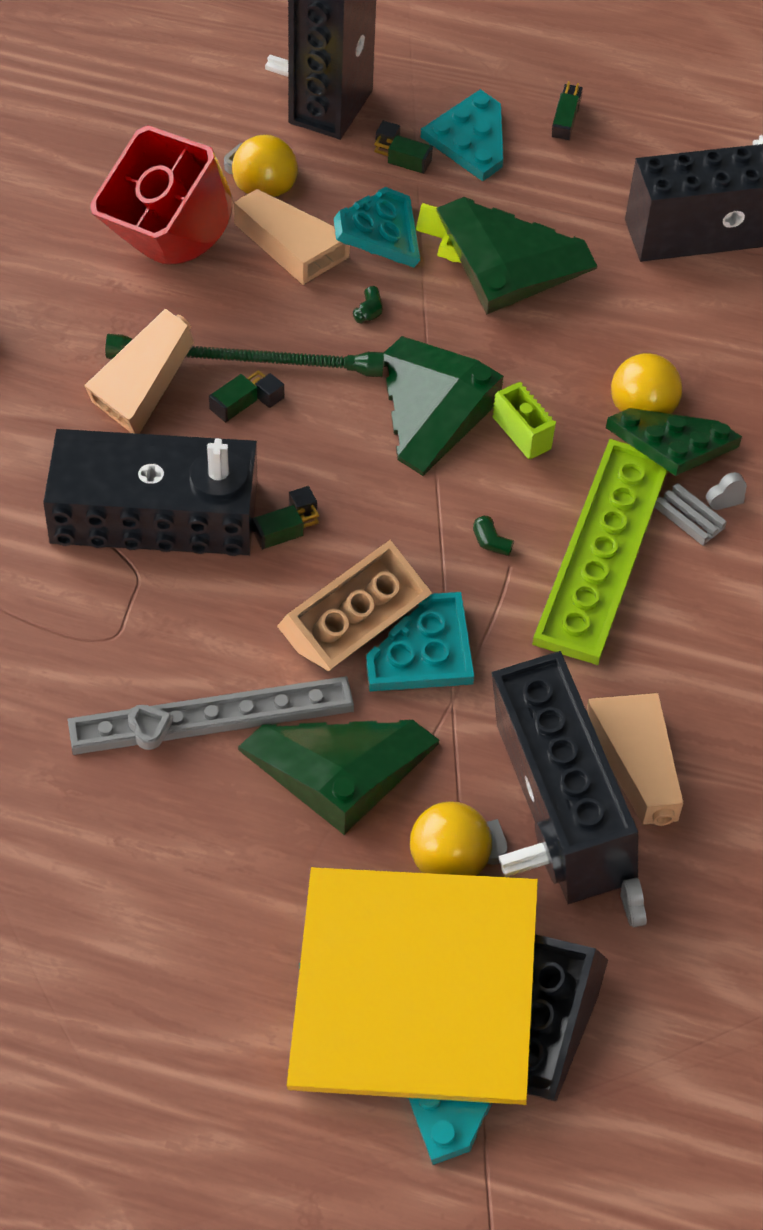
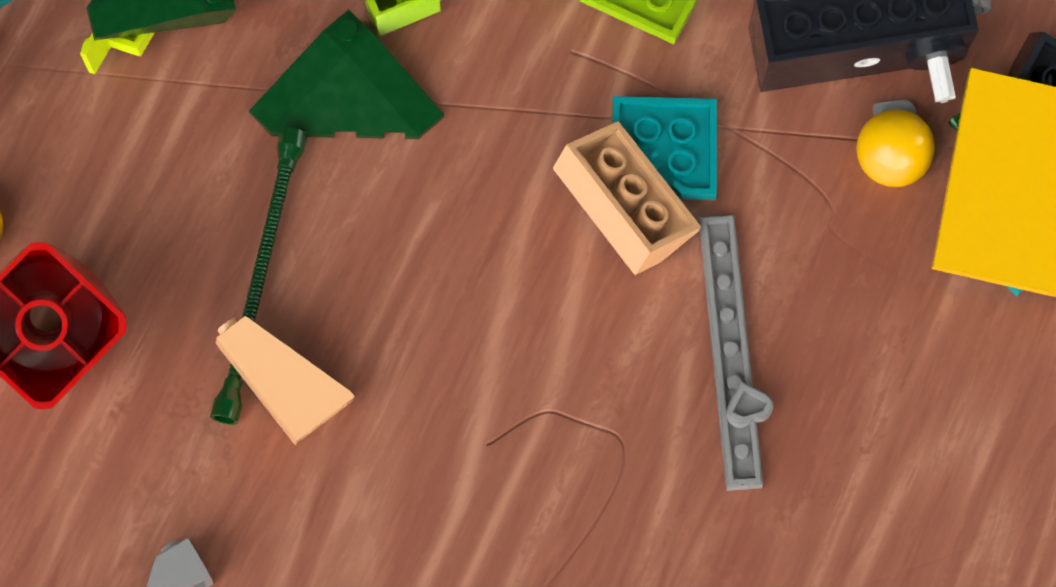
camera: 80 degrees left, 15 degrees up
(151, 492) = (462, 378): black piece -> none
(242, 393) = (312, 282): piece -> none
(286, 522) = (498, 251): piece -> none
(289, 235) = (87, 203): light nougat slope -> none
(339, 766) = (799, 235): dark green slope -> none
(370, 308) = (204, 134): dark green arm -> none
(381, 226) = (93, 106): teal plate -> none
(488, 537) = (538, 64): dark green arm -> none

